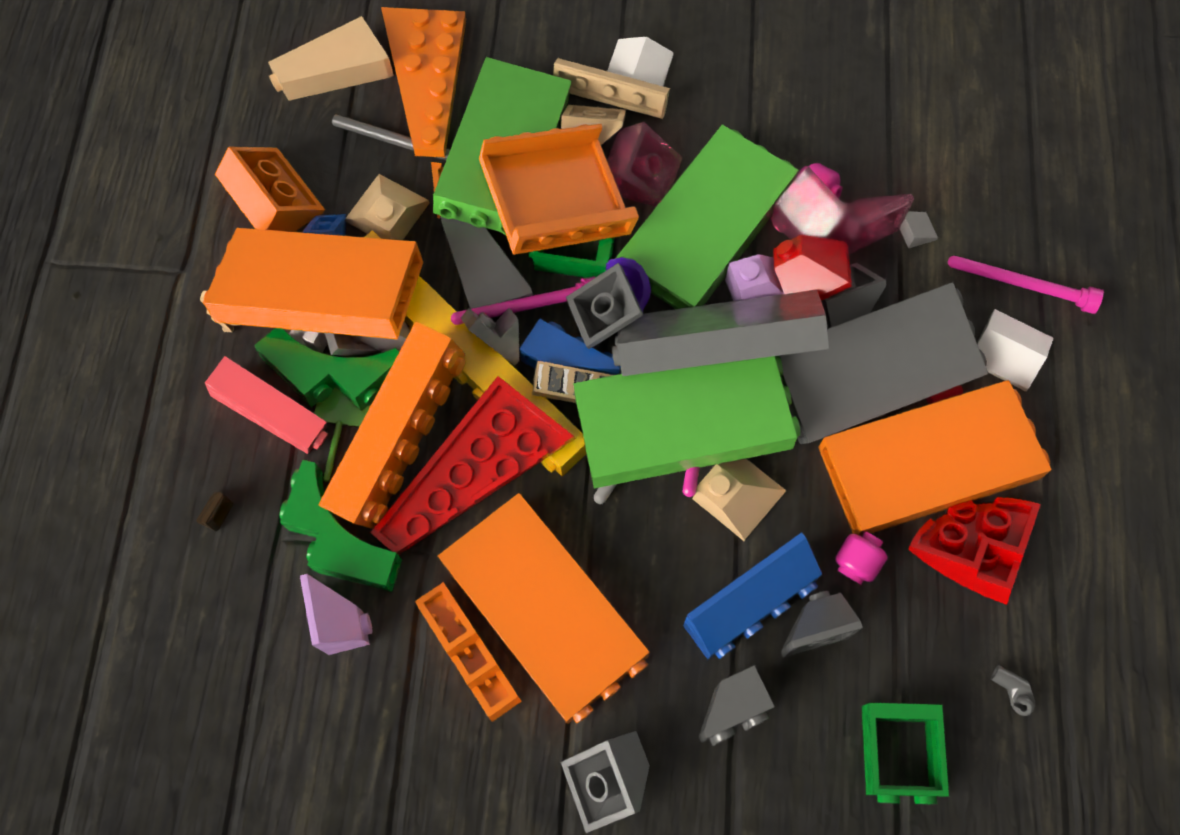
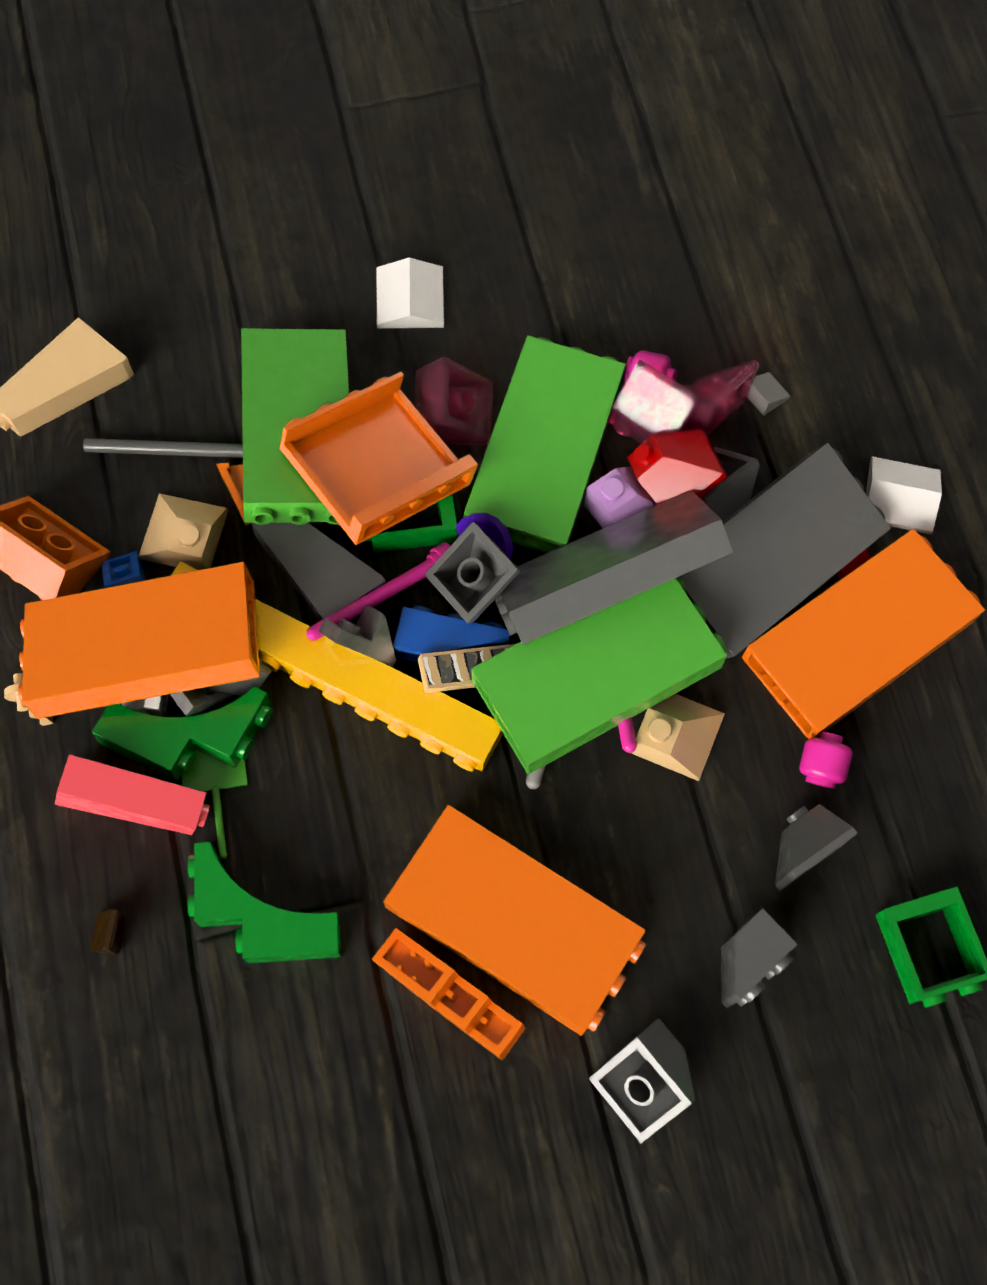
camera: 25 degrees left, 0 degrees up
(332, 619) = (294, 1006): lavender slope -> none
(394, 427) = (289, 775): orange brick -> none
(426, 62) = (170, 352): orange wing -> none
(484, 452) = (395, 773): red wing -> none
(610, 118) = (371, 366): tan slope -> none
(613, 88) = (392, 325): tan tile -> none
(754, 597) = (732, 839): blue slope -> none
(979, 544) = (938, 708): red brick -> none
(1087, 299) = (960, 419): dark pink piece -> none

